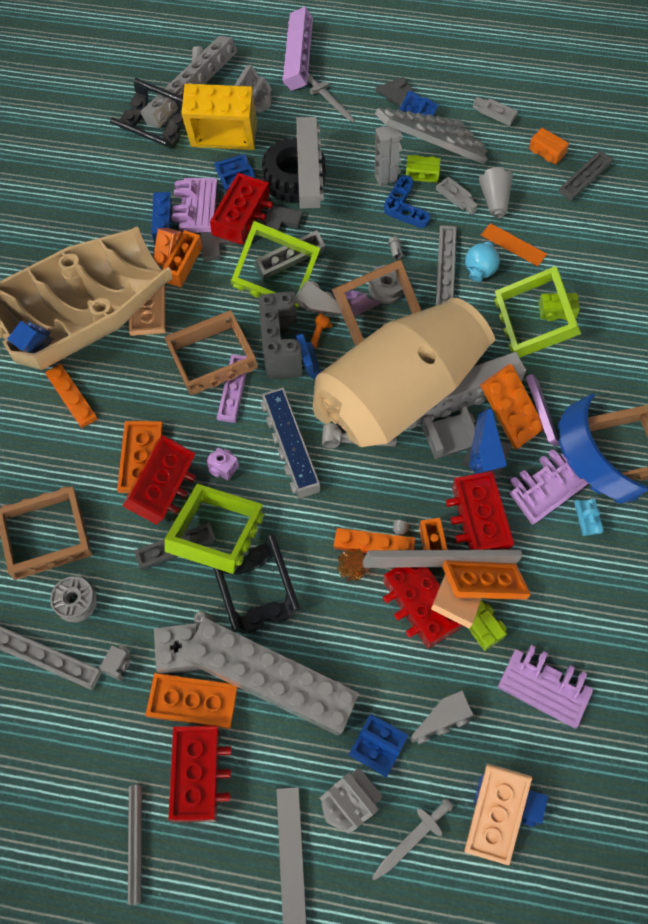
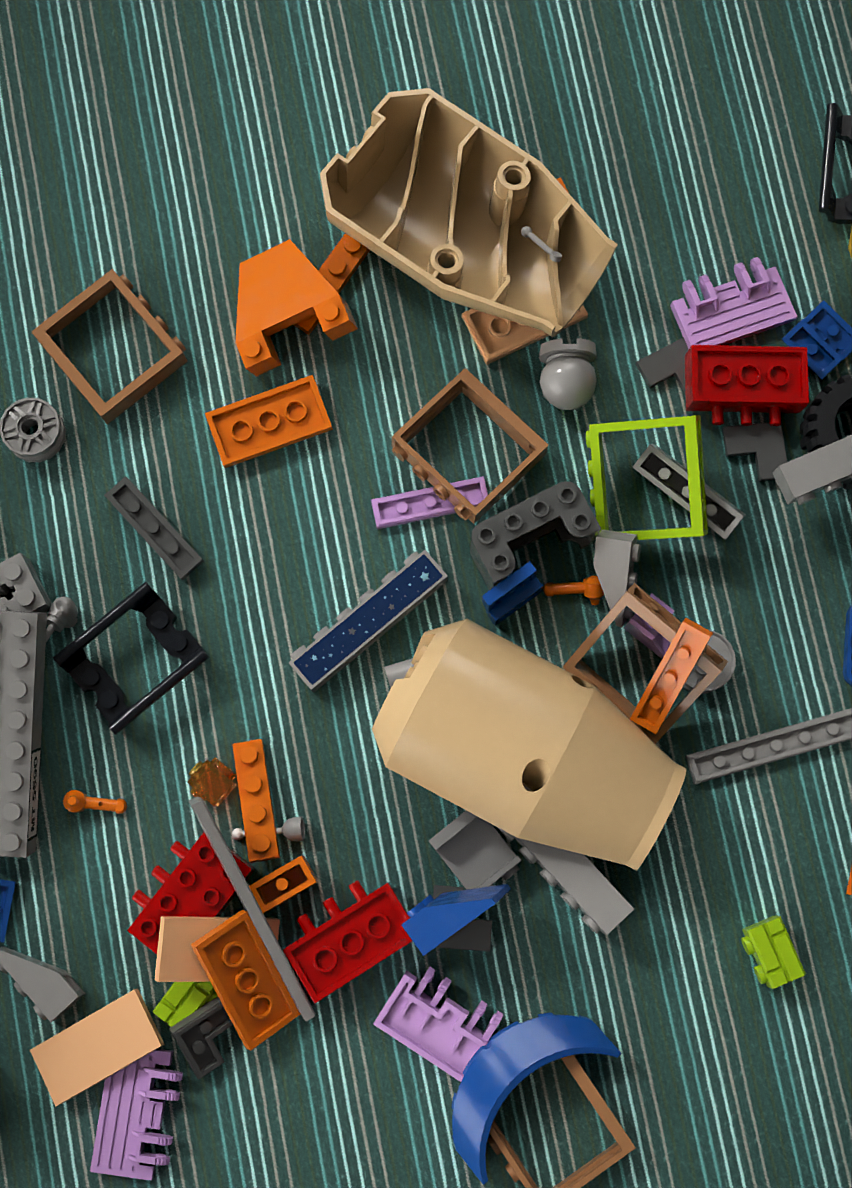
camera: 70 degrees right, 15 degrees up
(30, 337) = (356, 189): blue brick -> none
(64, 419) = (277, 293): none -> orange wedge
(102, 273) = (554, 256): none -> light grey hinge
(160, 480) = (231, 466): red piece -> none
(161, 212) = (663, 274): blue arch -> none
(165, 244) = (621, 300): orange brick -> none
(183, 257) = (619, 332): orange brick -> none
(195, 287) = (568, 376): none -> light grey tile
(205, 555) = (187, 524): lime window -> none
(222, 463) = (298, 548): lavender brick -> none
(332, 654) = (77, 801): none -> orange piece
(392, 284) = (671, 675): none -> orange plate
(394, 244) = (781, 650): light grey pin -> none
(482, 261) = (808, 799): medium azure brick -> none
(498, 694) = (97, 1047): none -> light nougat tile
(508, 624) = (196, 1037): none -> dark grey tile
(512, 406) = (544, 932): orange plate -> none
(543, 410) = (568, 981): lavender tile -> none
(547, 339) = (763, 960): lime window -> none
(588, 517) = (408, 1103): medium azure hips -> none

